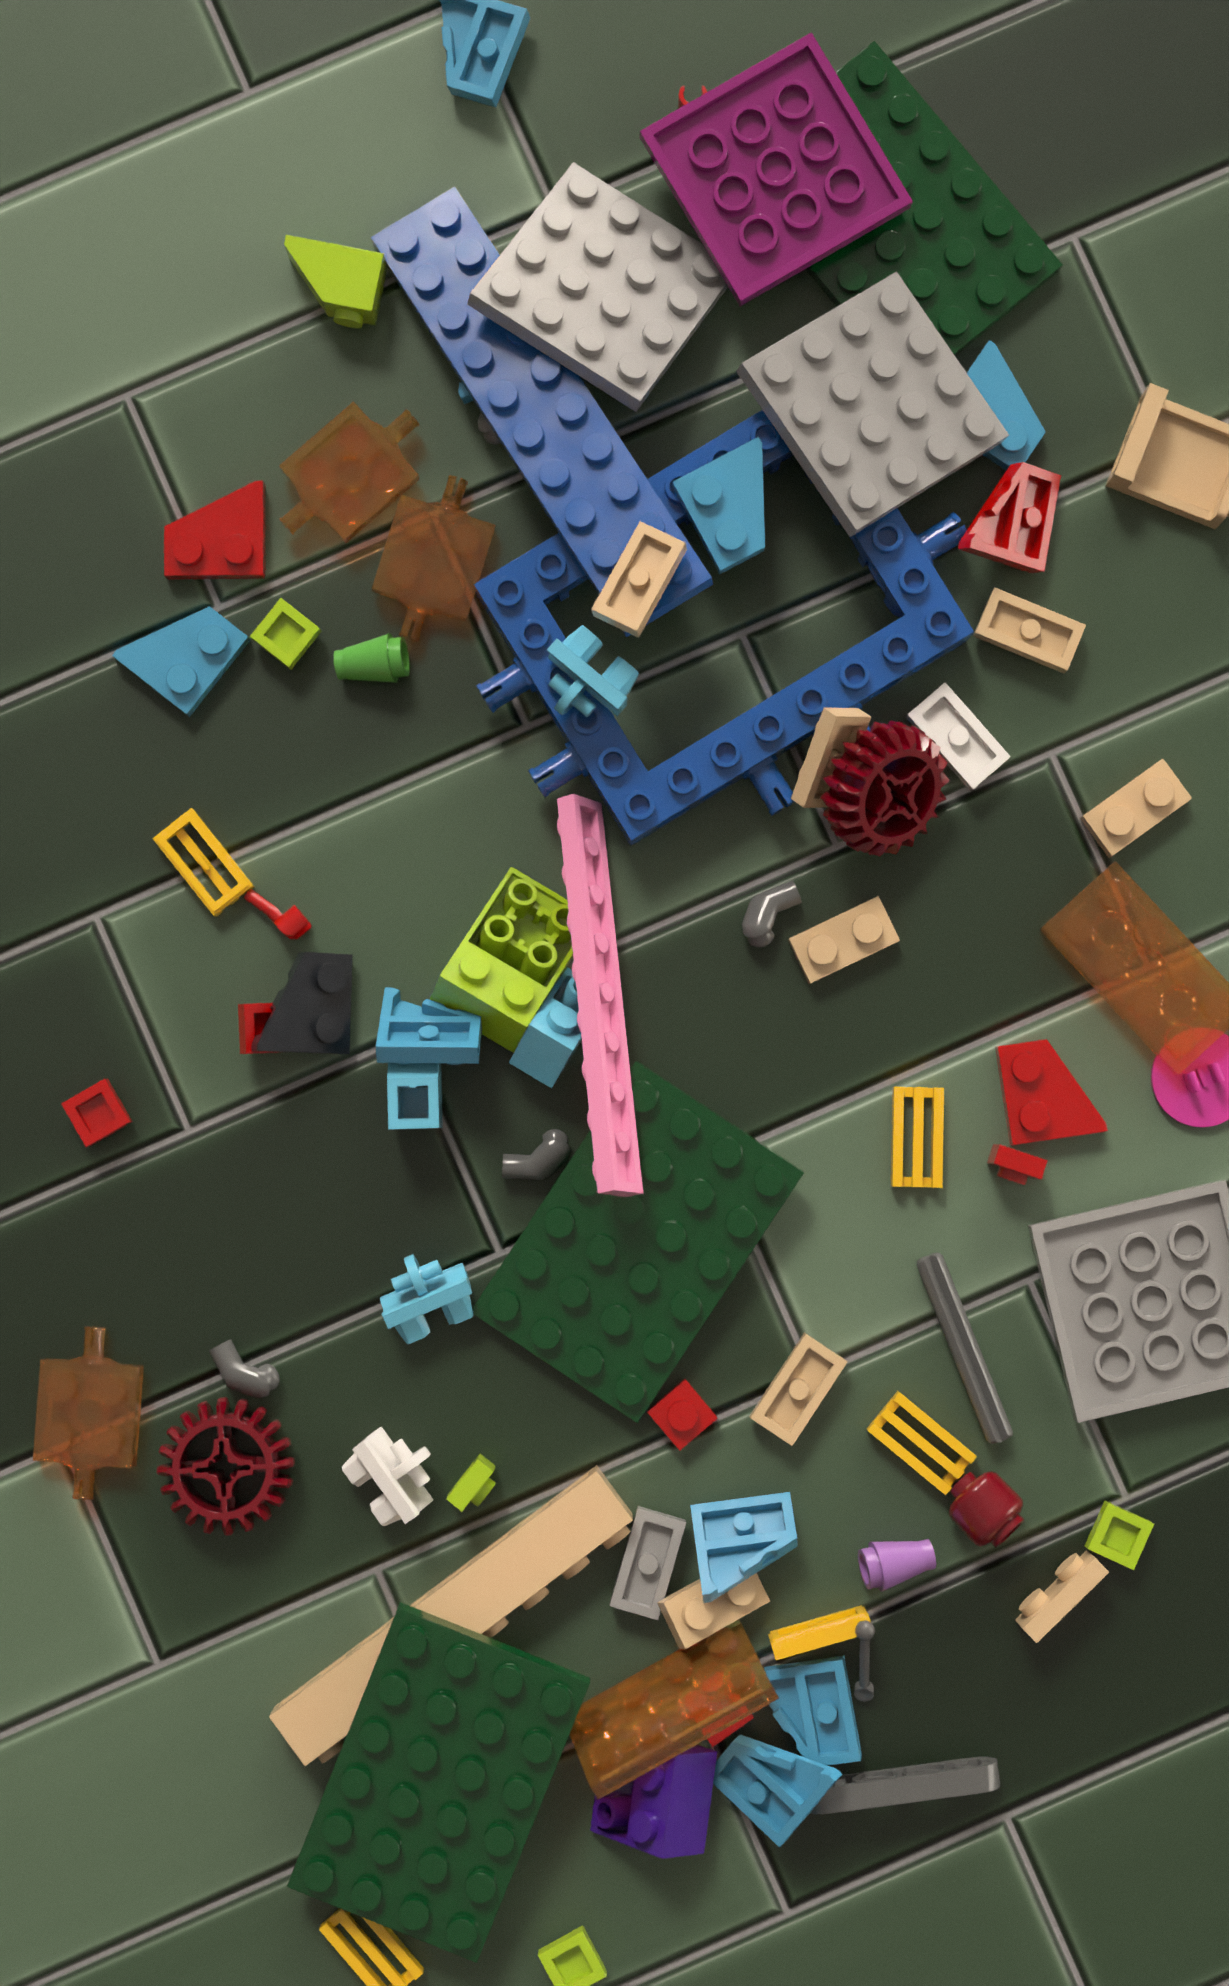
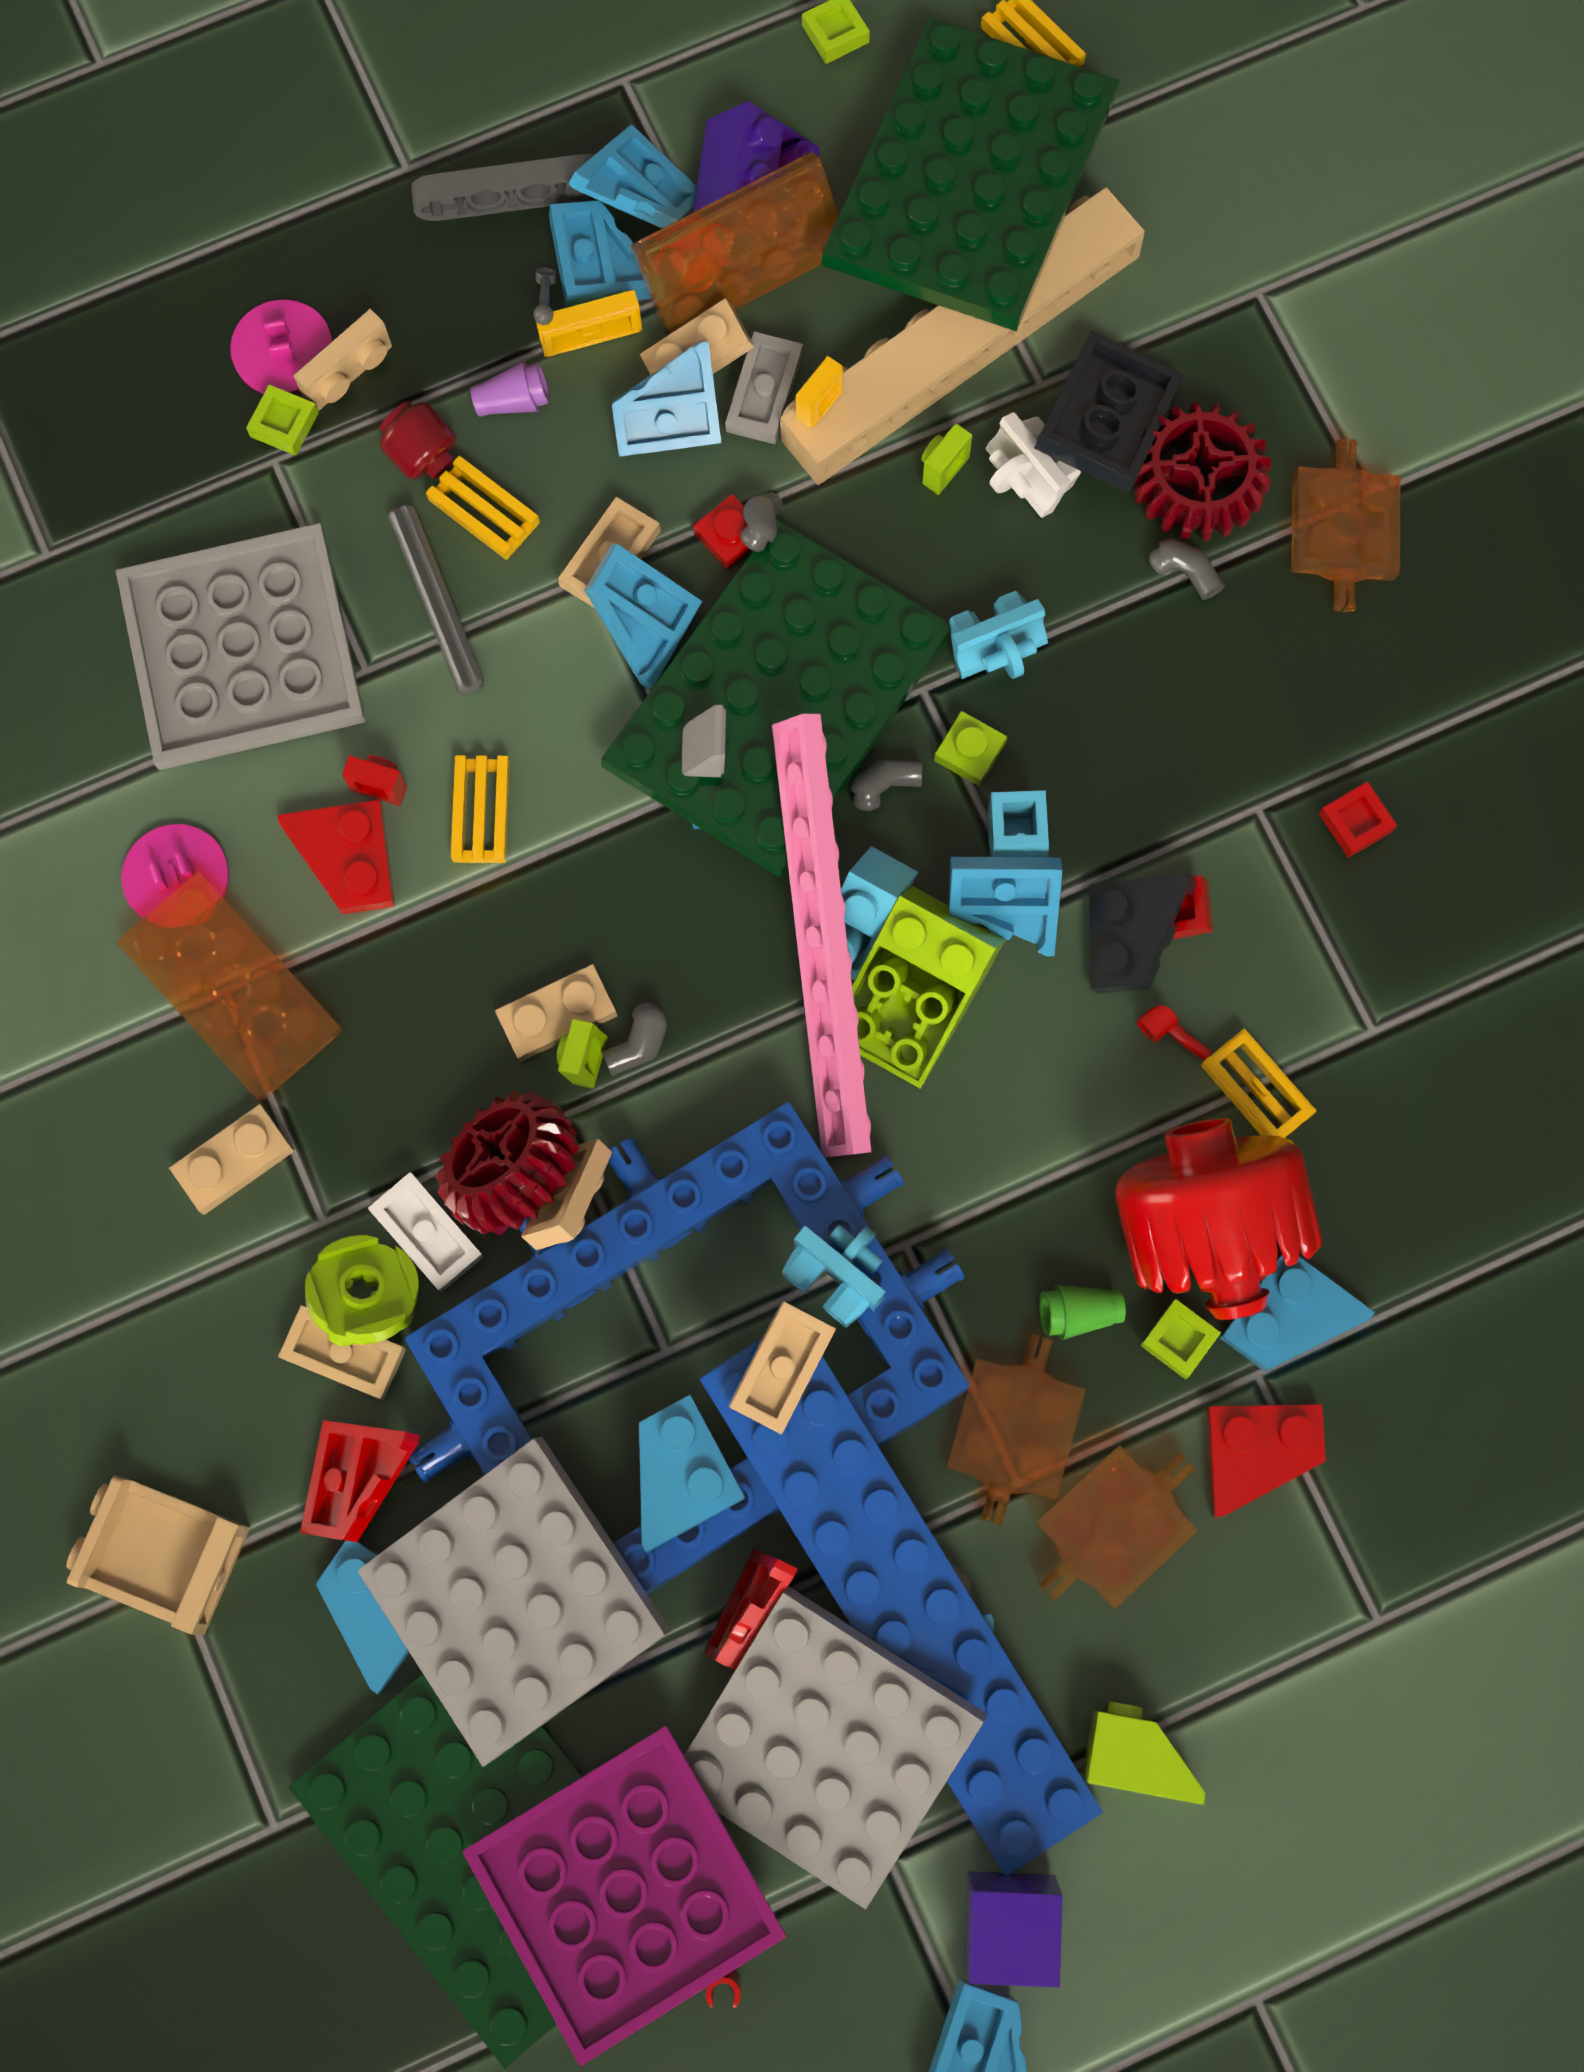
camera: 175 degrees left, 10 degrees down
(249, 730) = (1221, 1210): none -> red piece
(316, 1527) = (1106, 409): none -> black plate
(449, 139) = (1013, 1929): none -> dark purple head
(456, 1190) = (970, 748): none -> lime plate
(593, 1536) = (819, 392): none -> yellow tile
(652, 1419) = (761, 515): none -> dark grey arm
(668, 404) = (748, 1607): none -> red wing
(707, 1178) = (705, 744): none -> light grey slope
(767, 1325) = (640, 611): none -> dark azure wing
(820, 897) = (581, 1054): none -> lime plate
(1027, 655) = (354, 1319): none -> lime plate
(1124, 1620) = (276, 343): none -> dark pink piece

